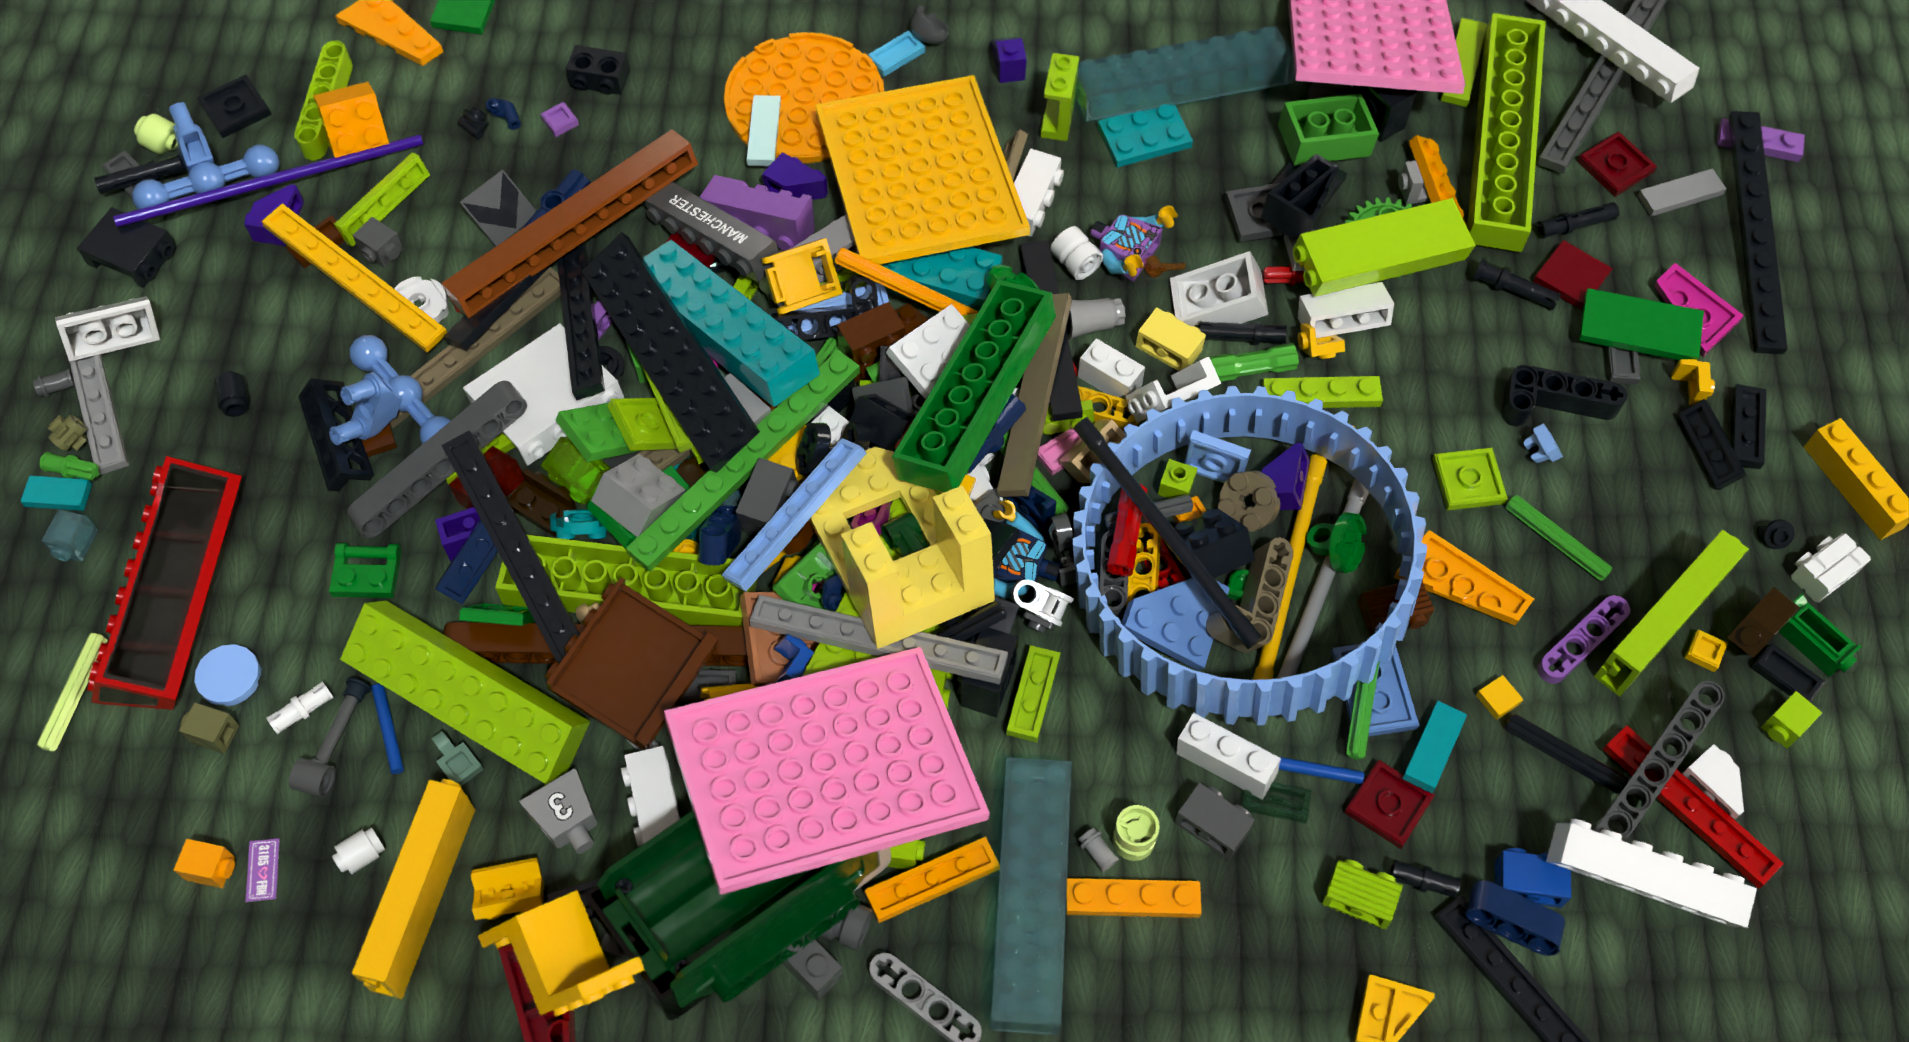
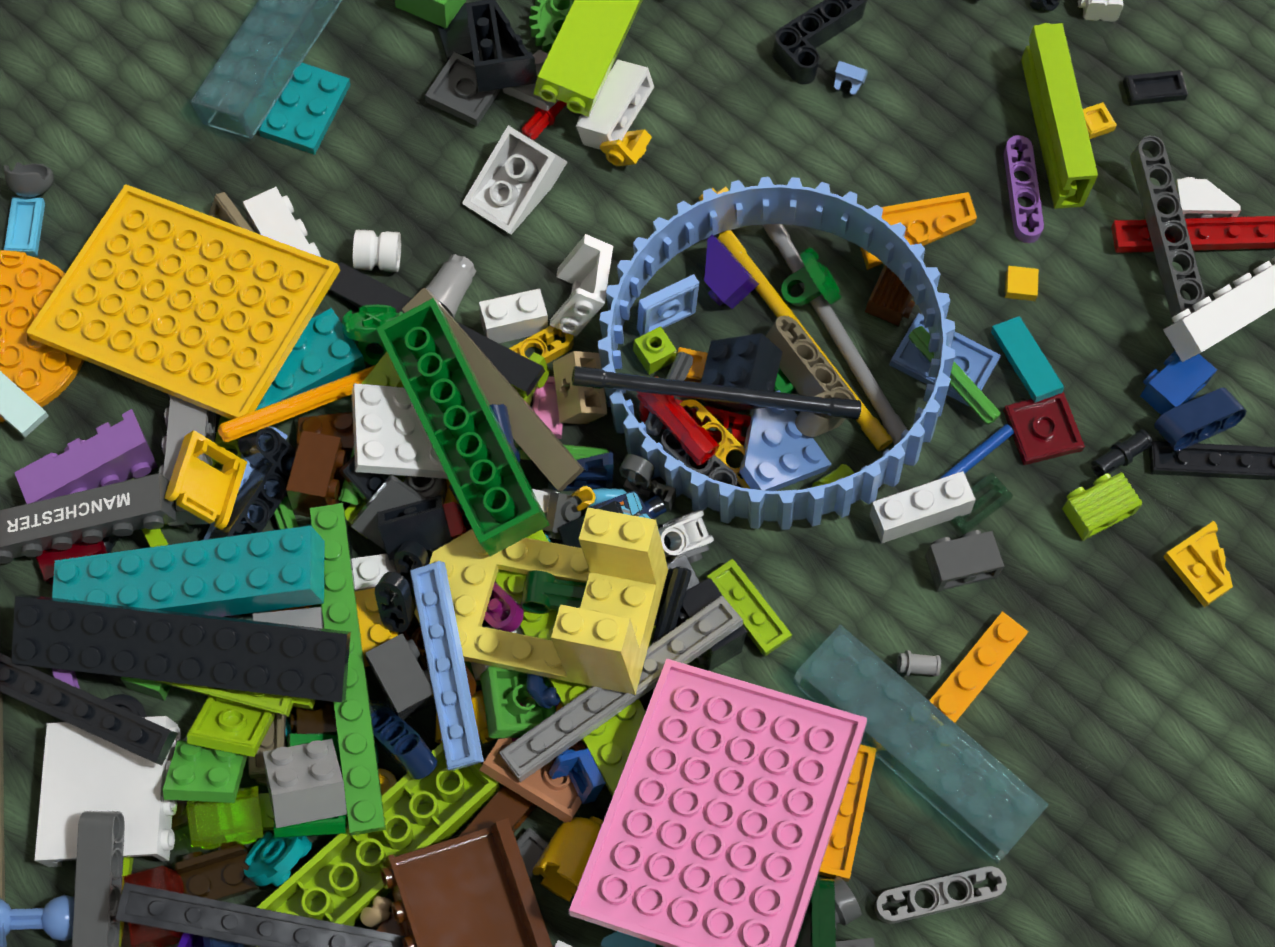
camera: 55 degrees left, 5 degrees up
(792, 175) = (81, 411): dark purple slope -> none
(1009, 59) = (125, 142): dark purple slope -> none
(1060, 96) = (219, 138): lime panel -> none
(1131, 241) = (405, 203): torso -> none
(1135, 832) = (931, 625): yellowish green wheel -> none
(1156, 268) = (442, 205): clear orange hand -> none
(1170, 340) = (524, 250): light yellow brick -> none
(1244, 332) = (557, 199): black pin -> none
(1264, 495) = (709, 303): dark tan plate -> none
(1274, 359) = (609, 192): bright green axle -> none
(1333, 391) = (666, 184): lime plate -> none
(1469, 479) = (830, 149): lime tile -> none
(1559, 537) = (930, 133): bright green axle -> none
(1566, 753) = (1099, 278): black axle -> none
(1763, 622) = (1114, 67): dark brown slope -> none
(1791, 720) = (1192, 116): lime brick -> none
(1819, 639) = (1145, 45): green window -> none

